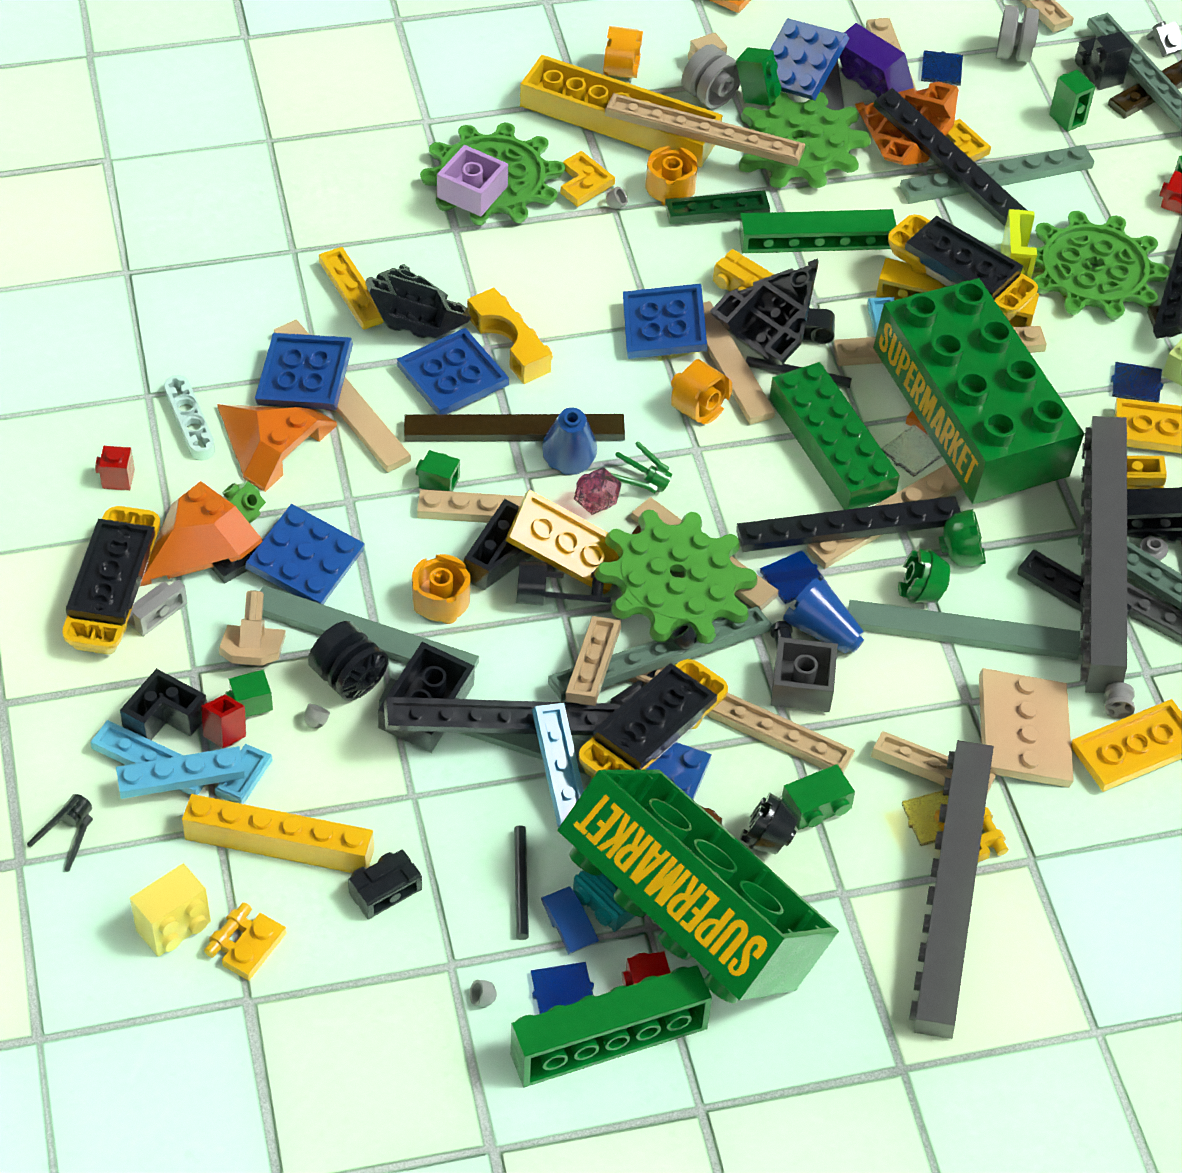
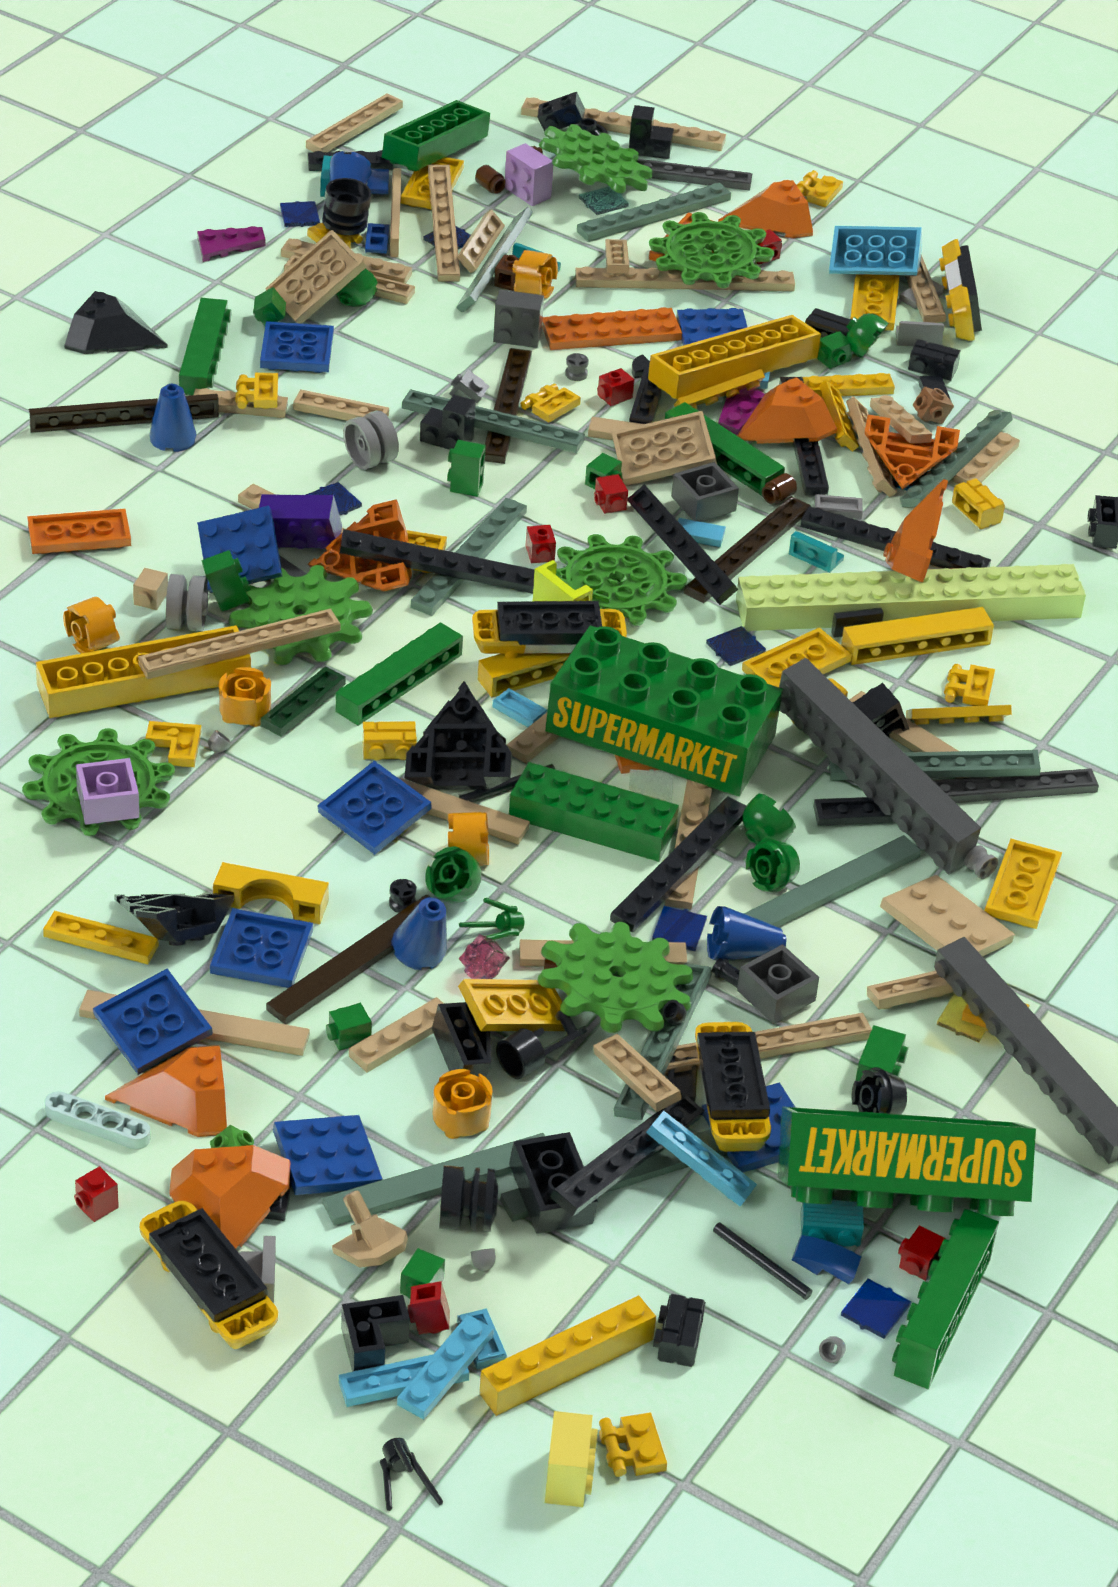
camera: 45 degrees left, 10 degrees down
(604, 400) = (402, 894): none -> black wheel
(652, 412) = (453, 875): none -> green cylinder
(1064, 197) = (540, 543): none -> red brick

